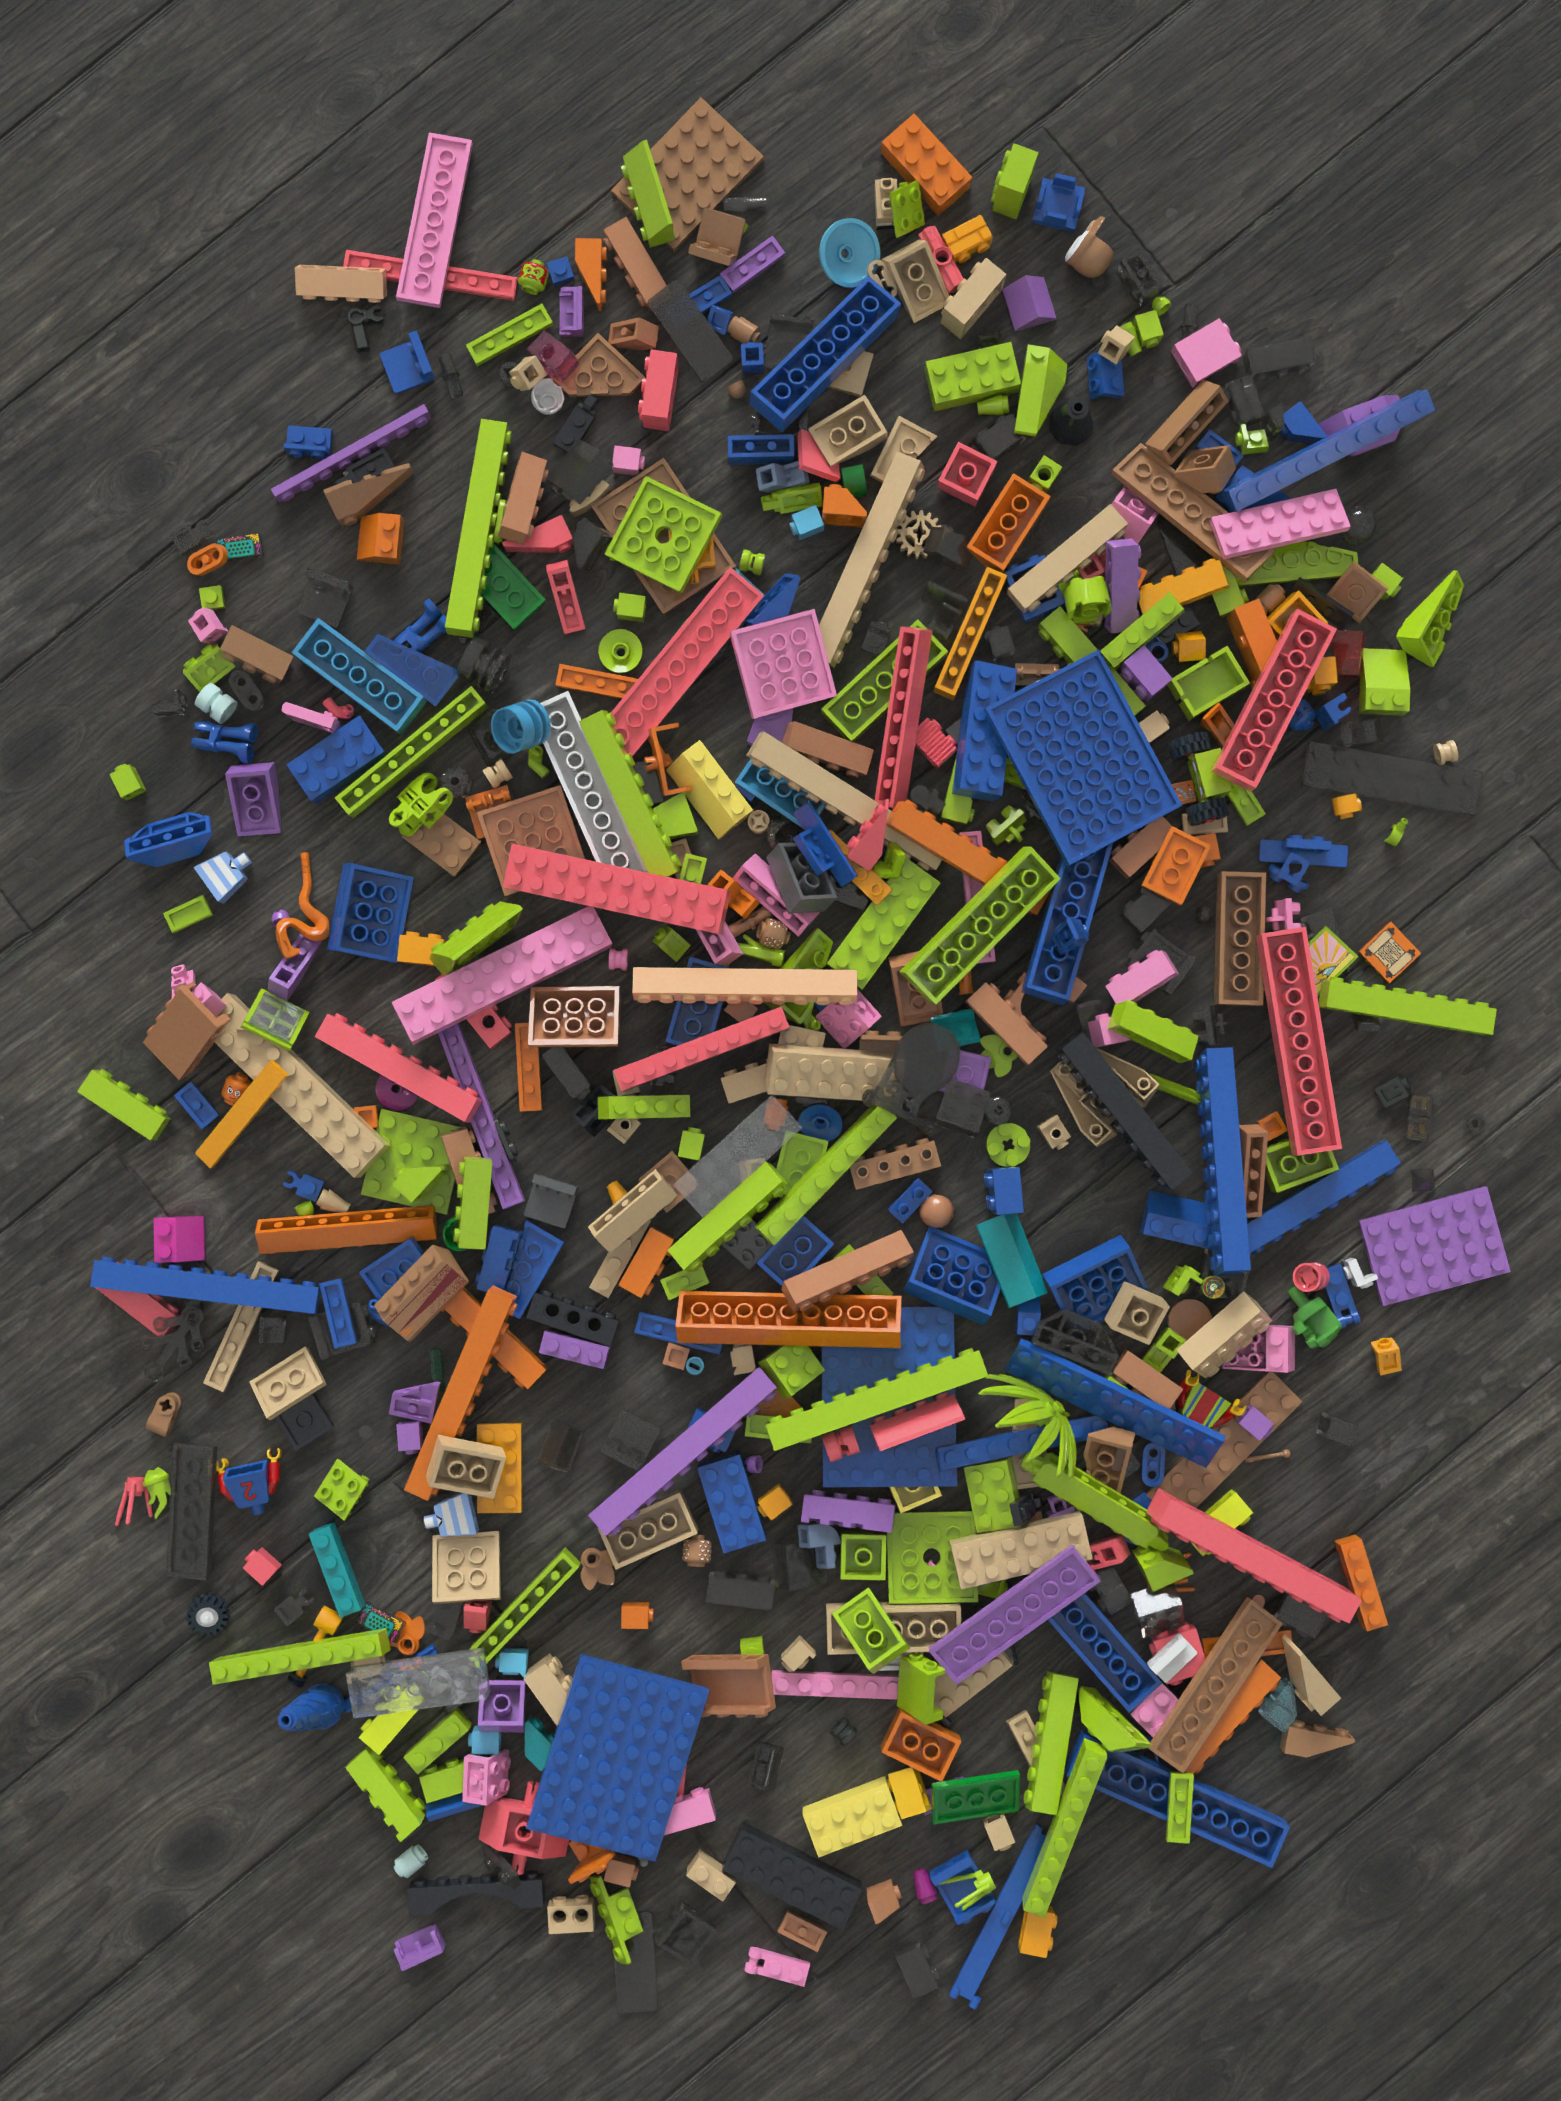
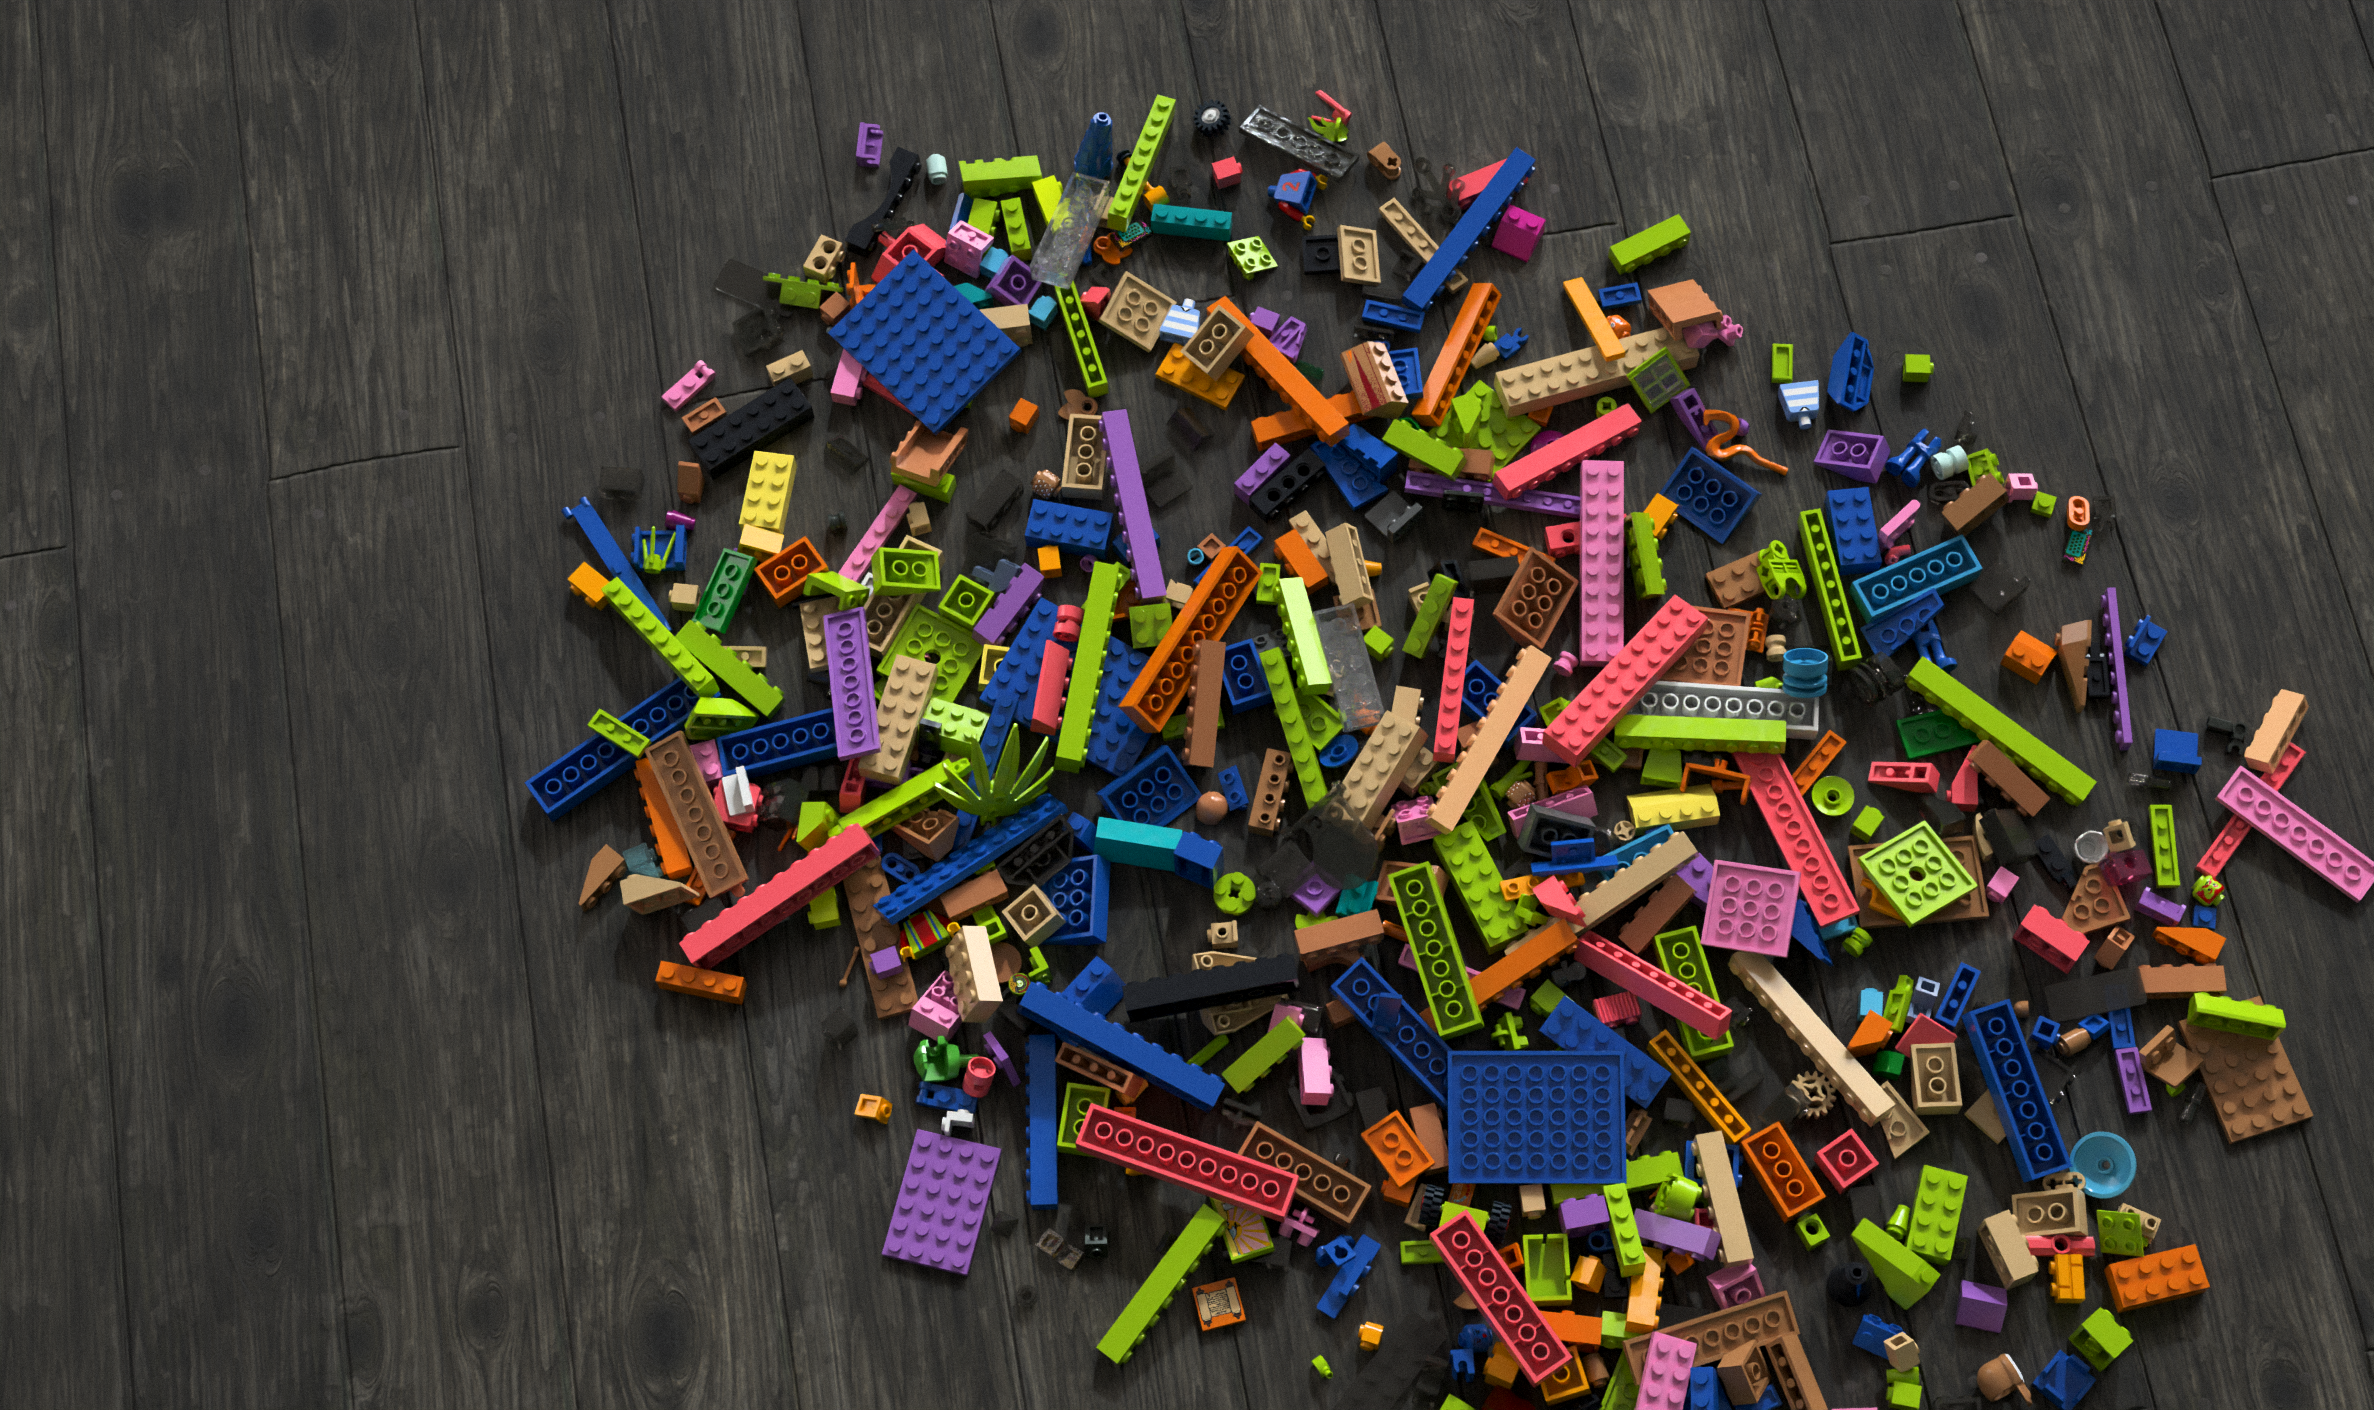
camera: 125 degrees right, 20 degrees down
(333, 1057) = (1605, 402): none -> lime wheel
(1279, 1269) = (1001, 1058): none -> medium lavender wing

